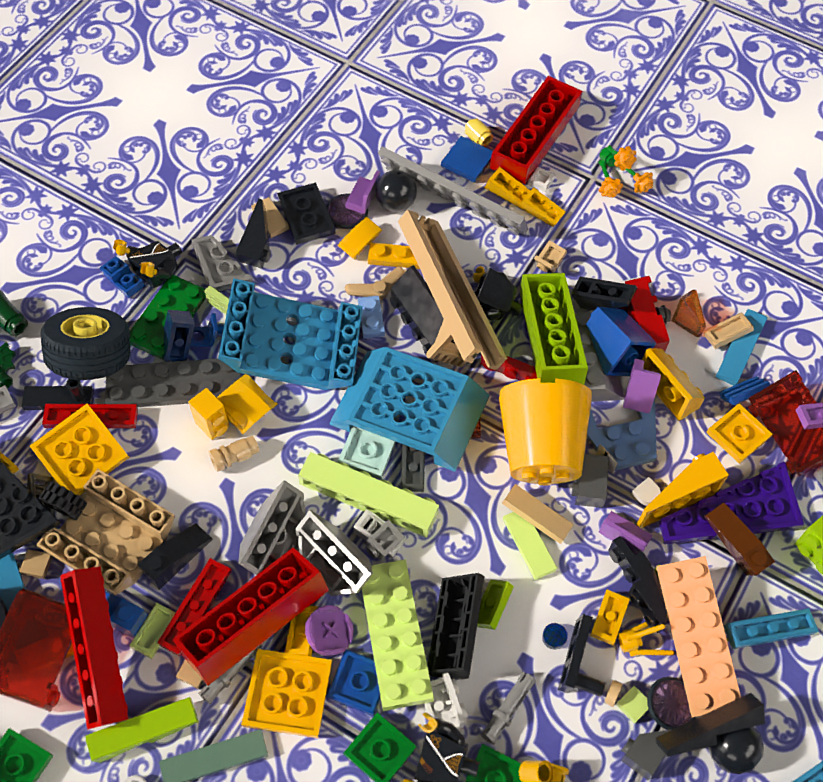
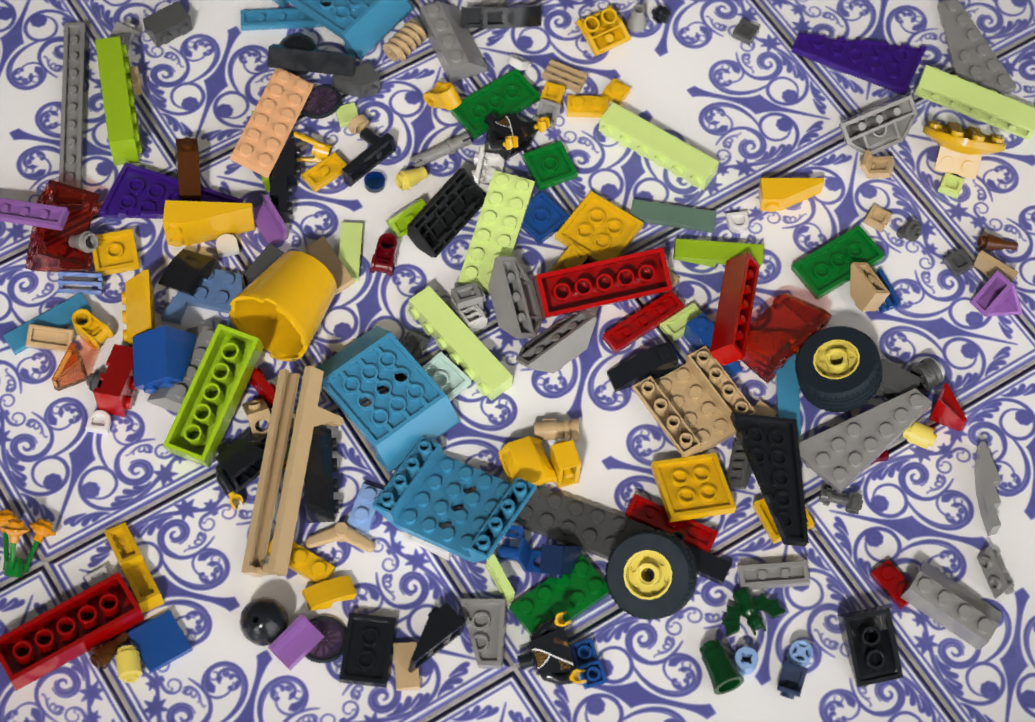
camera: 155 degrees left, 0 degrees up
(62, 500) = (722, 436): black tyre -> none
(329, 630) = (546, 254): medium lavender tile -> none
(449, 189) = (207, 595): light grey plate -> none
(491, 547) = (385, 258): none -> dark red piece
(499, 130) = (104, 654): none -> reddish brown cone
(513, 346) = (255, 411): none -> tan bracket
(520, 655) = (409, 178): none -> light yellow cone
(550, 257) = (159, 483): tan bracket -> none
(595, 293) = (142, 404): black slope -> none
(641, 388) = (177, 315): medium lavender panel -> none
(661, 439) = (186, 271): none -> black slope
(701, 353) = (93, 331): none -> yellow piece
(770, 419) = (84, 241): none -> light grey cone
(770, 628) = (212, 108): dark azure tile -> none

